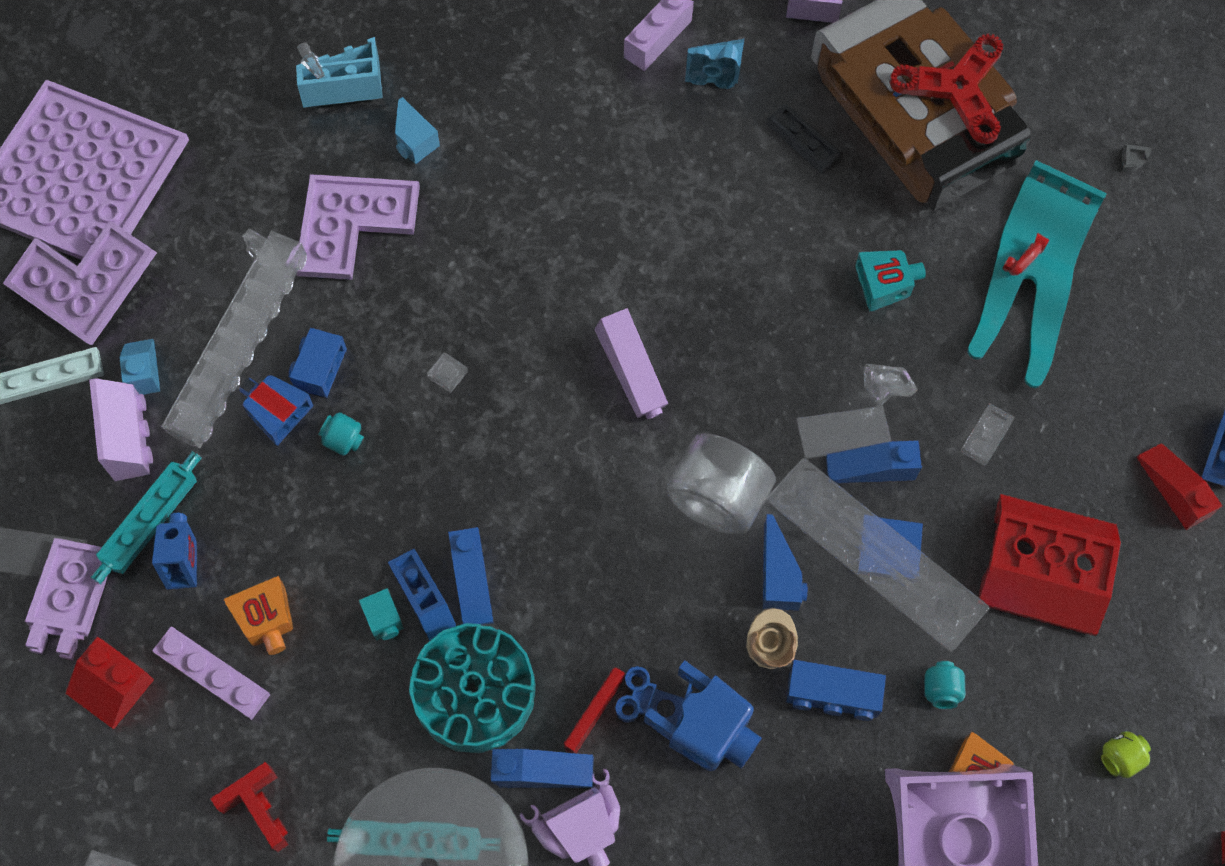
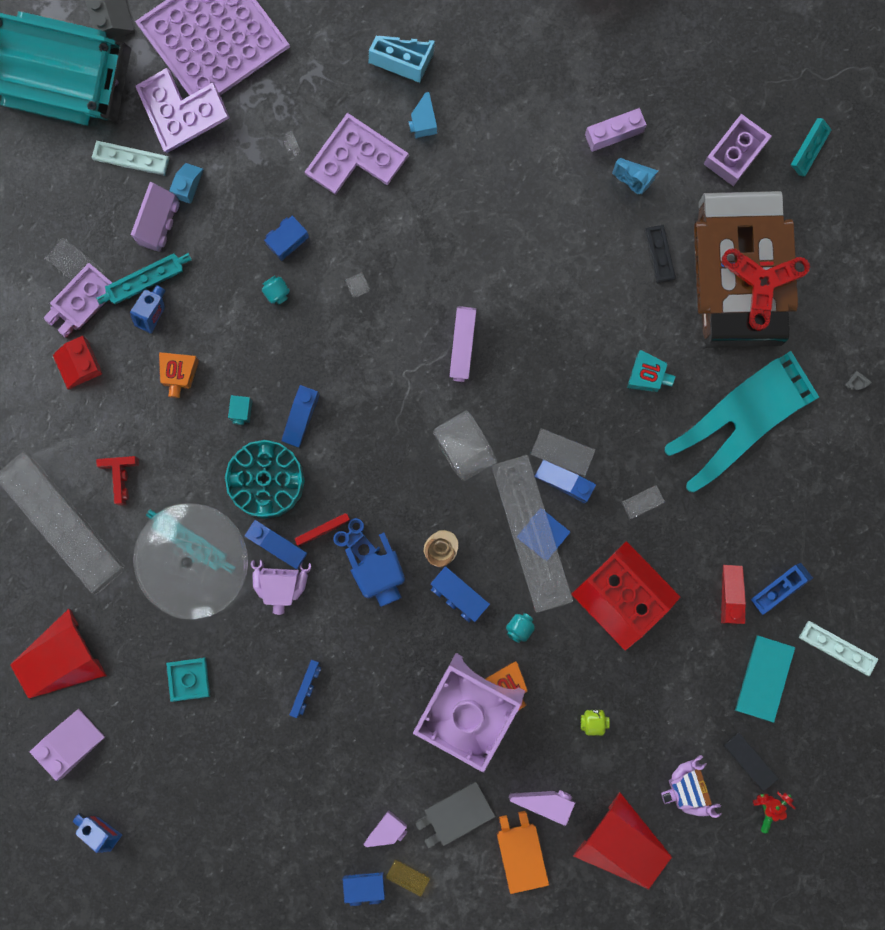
camera: 35 degrees right, 15 degrees up
(211, 673) = (133, 388): lavender plate -> none
(235, 340) = (247, 197): clear brick -> none
(275, 406) = (247, 251): torso -> none
(310, 60) = (385, 39): clear bar -> none
(422, 593) = (268, 410): blue slope -> none
(781, 573) = (470, 515): blue slope -> none
(885, 381) = (605, 439): clear slope -> none
(1031, 253) = (743, 409): red arm -> none

